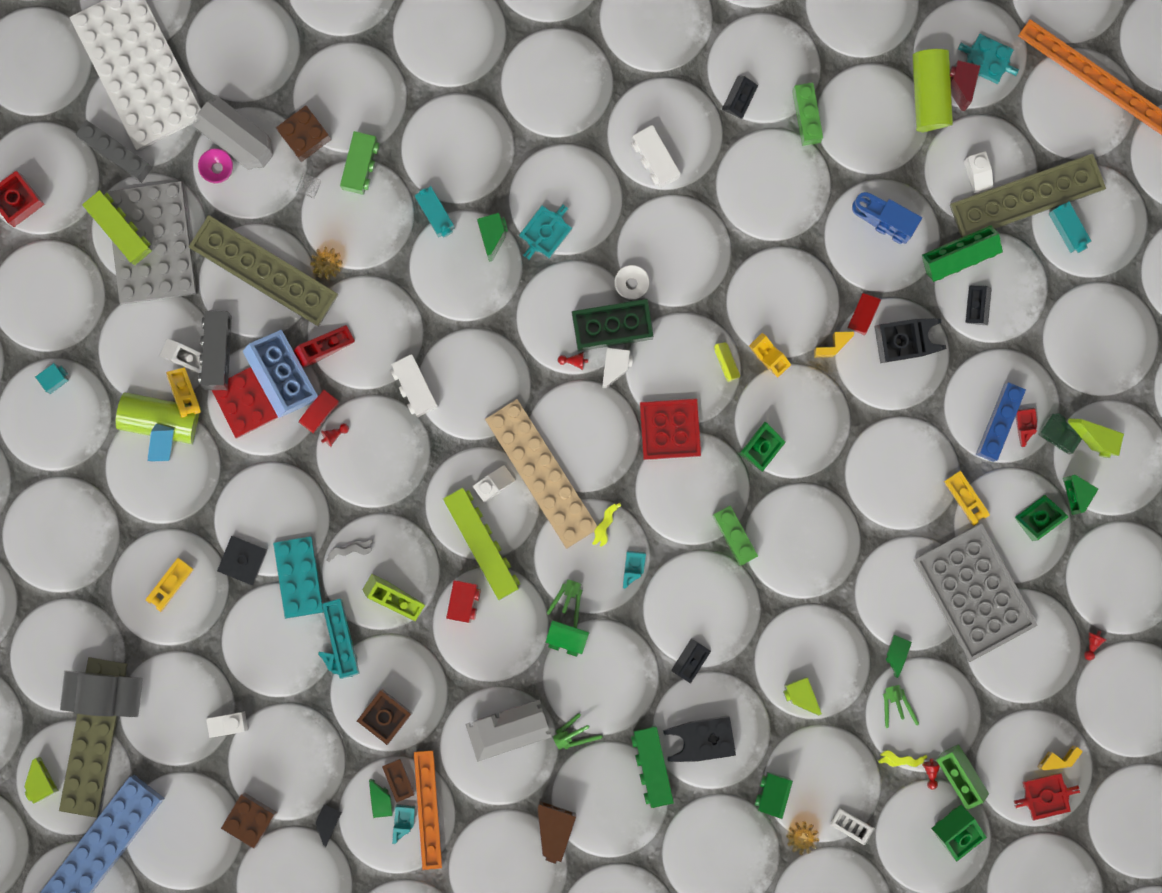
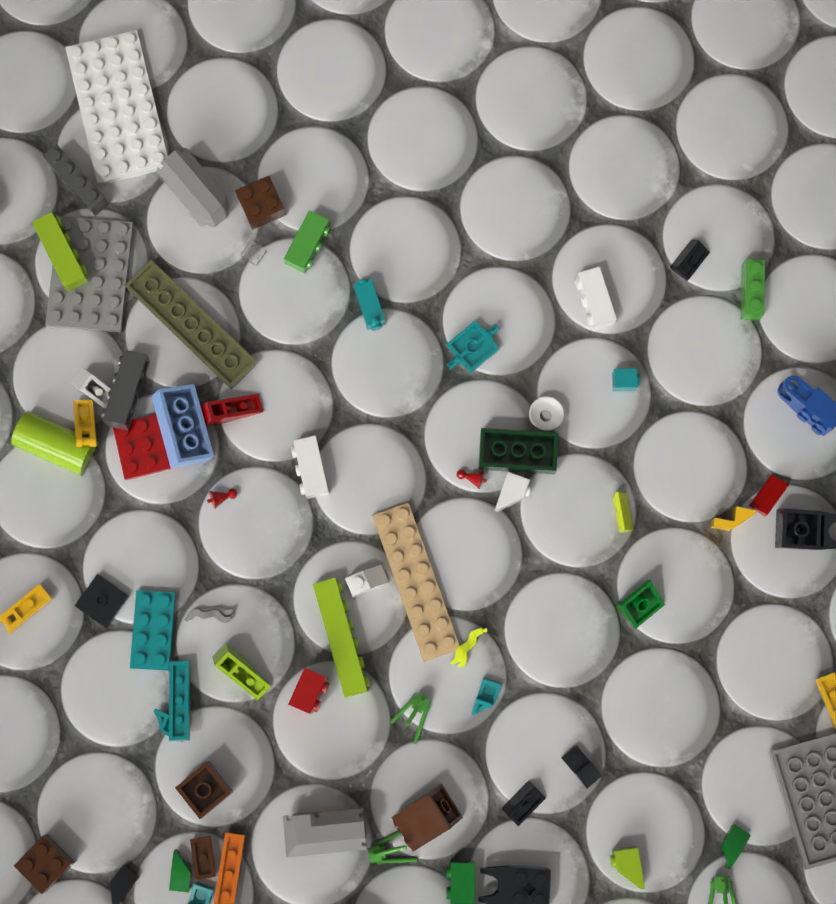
camera: 15 degrees right, 5 degrees down
(160, 443) = (50, 468): dark azure slope -> none
(210, 158) = (167, 206): dark pink piece -> none
(227, 724) = (47, 761): white slope -> none
(318, 411) = (211, 471): red slope -> none
(327, 270) = (253, 323): clear yellow gear -> none
(493, 233) = (421, 336): green slope -> none
(566, 637) = (404, 751): green slope -> none
(602, 695) = (427, 818): none -> reddish brown slope
(670, 429) = (552, 566): red plate -> none
(702, 231) = (625, 379): none -> teal brick
(735, 535) = (594, 687): bright green brick -> none
(738, 614) = (581, 766): none -> black slope
(769, 355) = (666, 515): yellow slope -> none

